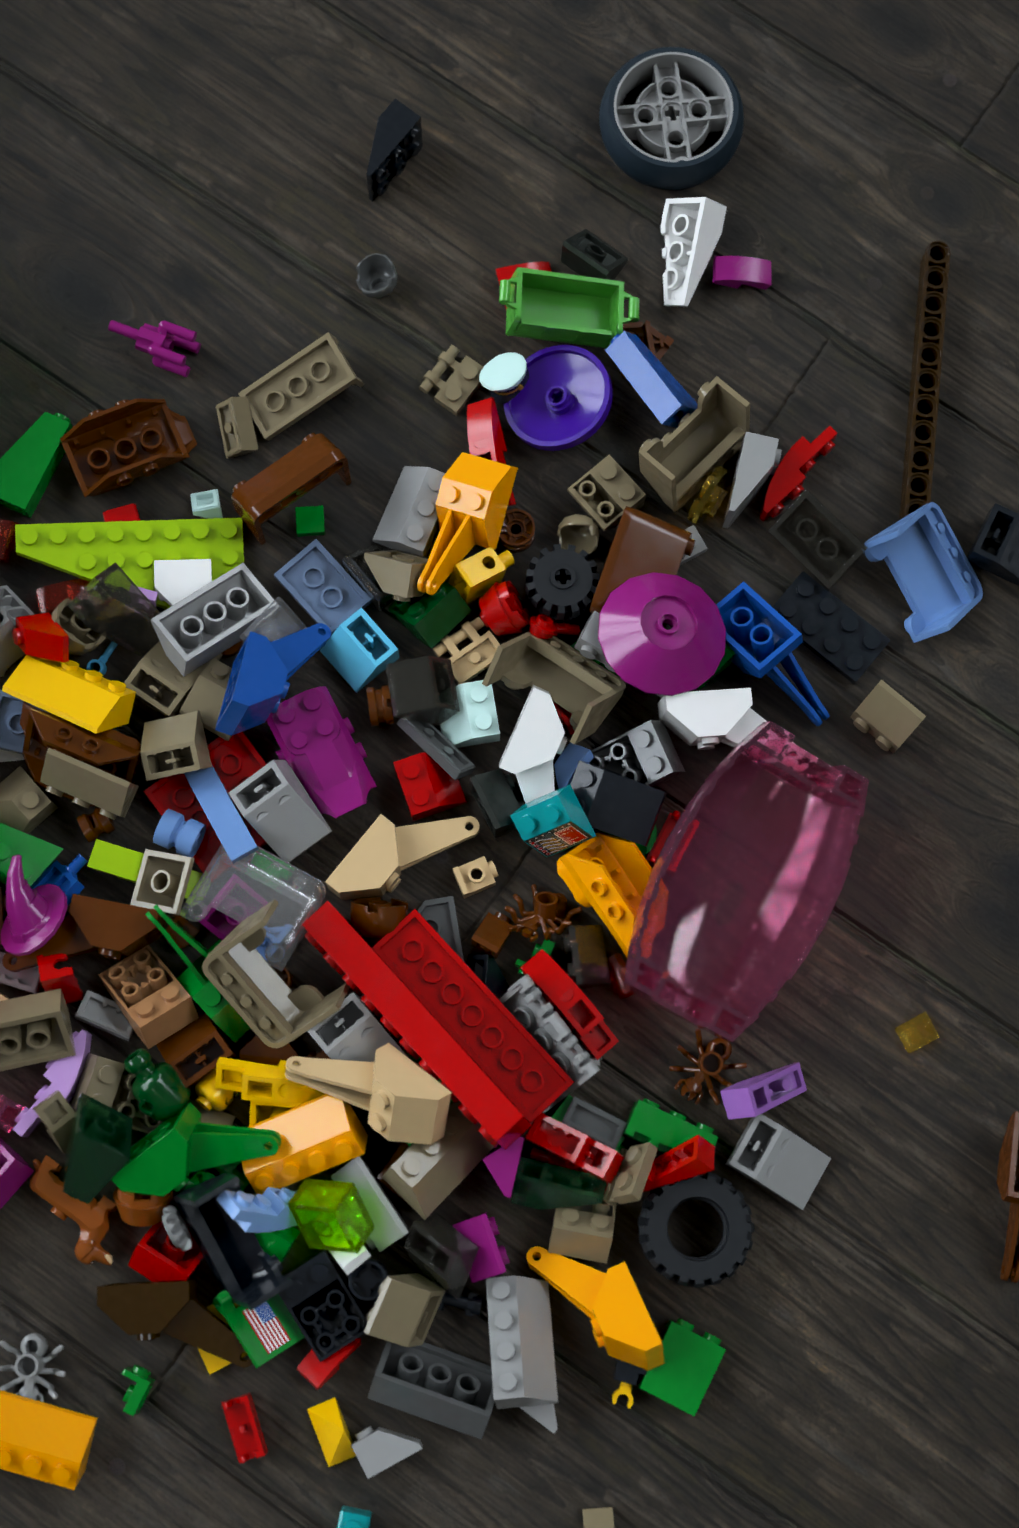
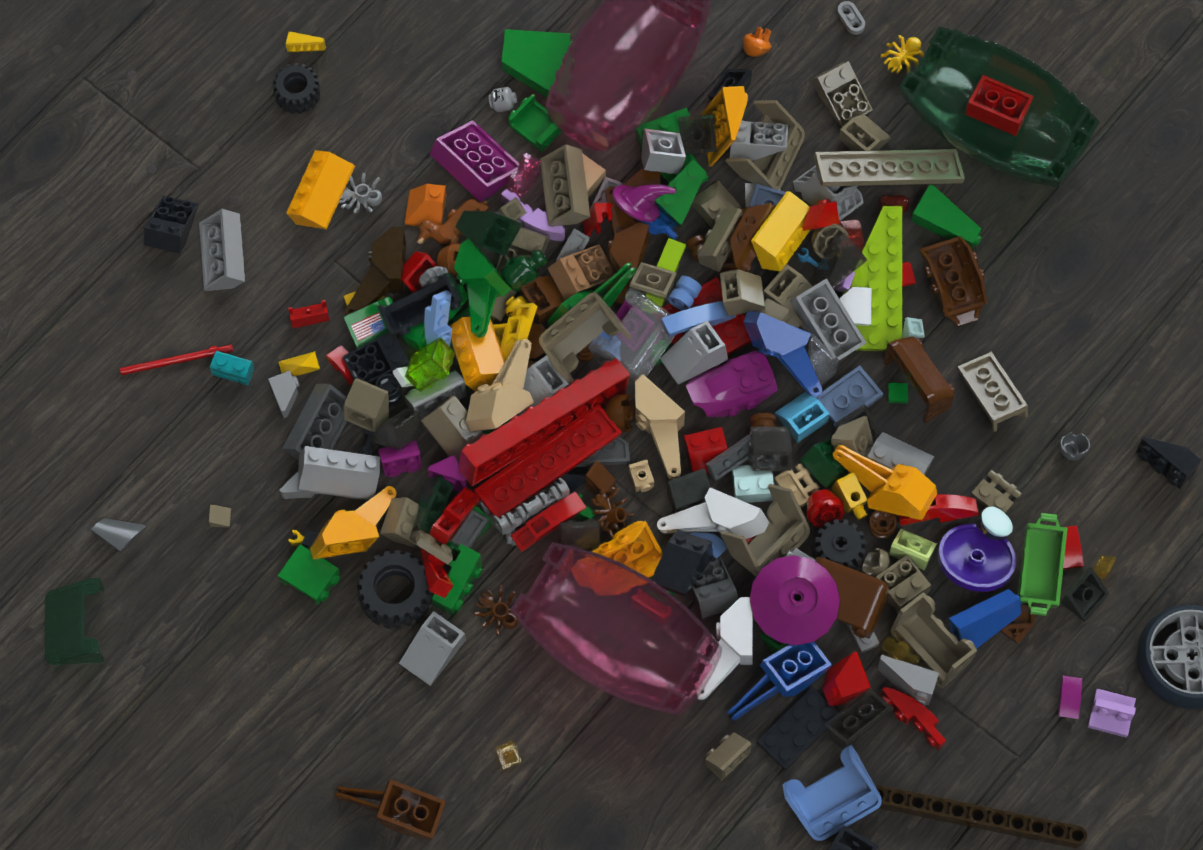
camera: 100 degrees right, 10 degrees down
(44, 1259) = (426, 204): none -> orange slope
(137, 1394) = (338, 255): green bracket -> none
(160, 343) = (1030, 303): magenta plant -> none
(236, 427) = (967, 350): dark tan slope -> none
(544, 627) = (809, 532): red plate -> none
(547, 486) = (914, 546): none -> yellowish green slope
(548, 234) = (1104, 566): none -> clear yellow slope
(553, 822) = (671, 520): teal slope -> none
(691, 236) = (1099, 665): white wedge -> none
(755, 219) = (1112, 713): none -> lavender bracket
(761, 563) = (845, 681): none -> red slope
(763, 1092) = (478, 643): medium lavender slope -> none

